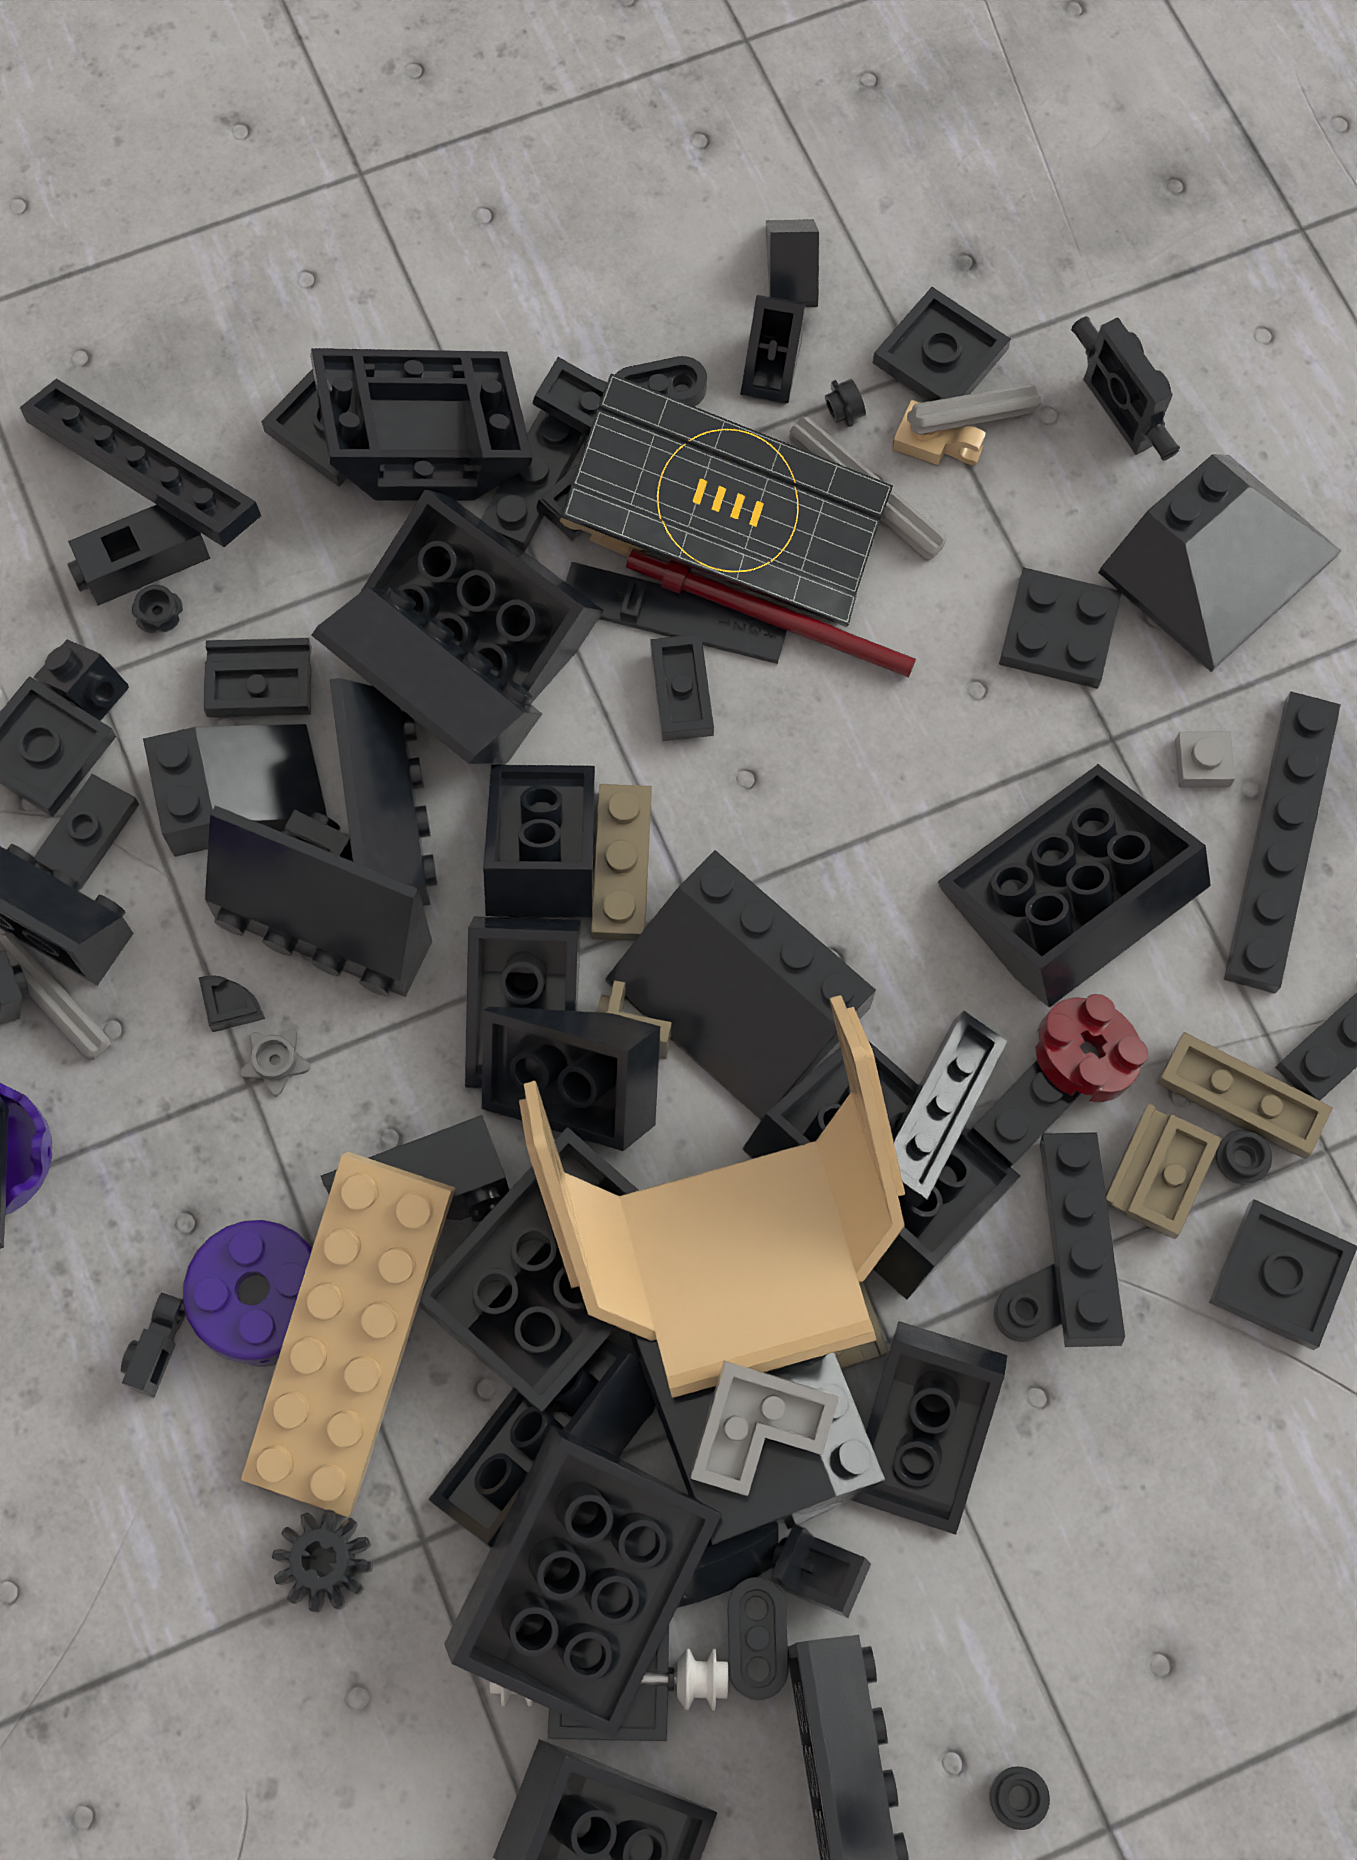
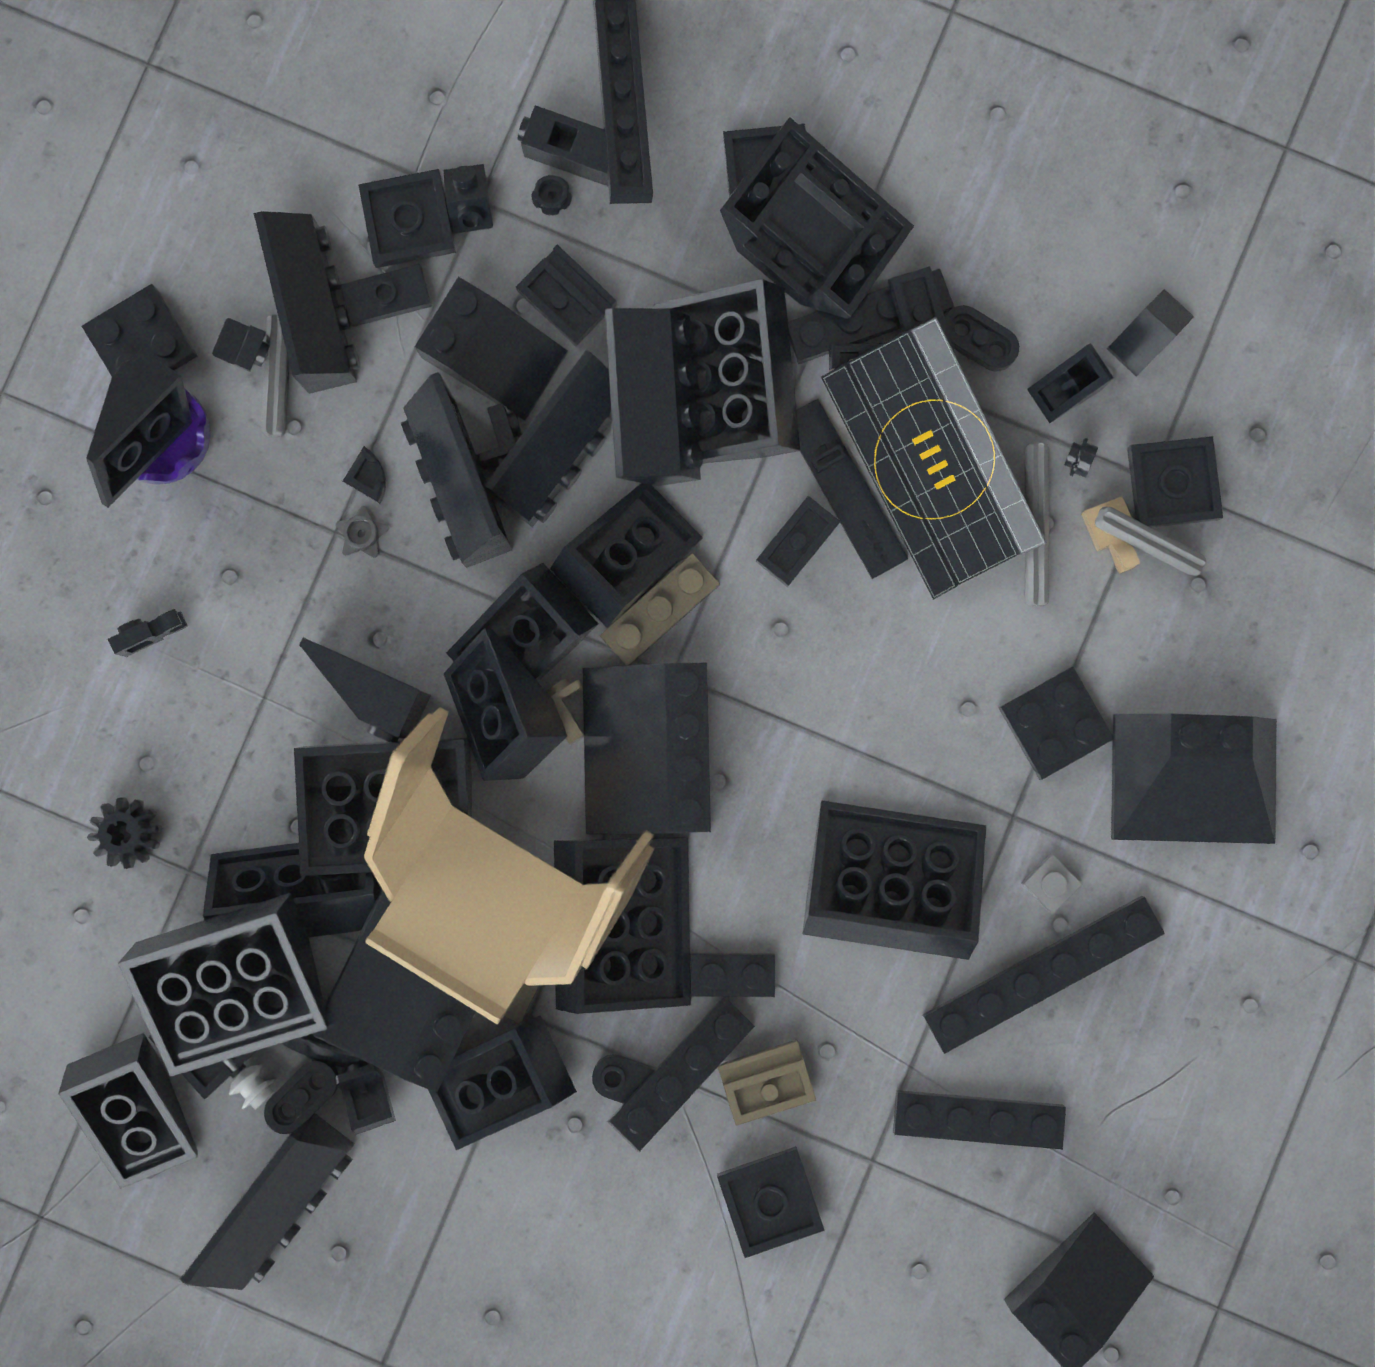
camera: 50 degrees right, 15 degrees up
(213, 1283) = (253, 662): dark purple plate -> none
(347, 1333) = (244, 731): tan plate -> none
(679, 577) = (900, 558): dark red bar -> none
(748, 1410) = (393, 992): light grey plate -> none
(944, 1103) = (679, 930): plate -> none
(1038, 1798) = (347, 1318): black plate -> none
(1105, 1028) = (822, 982): dark red plate -> none
(1127, 385) = (1253, 624): black plate -> none
(1245, 1095) = (857, 1090): dark tan plate -> none
(1256, 1148) = (824, 1133): black plate -> none

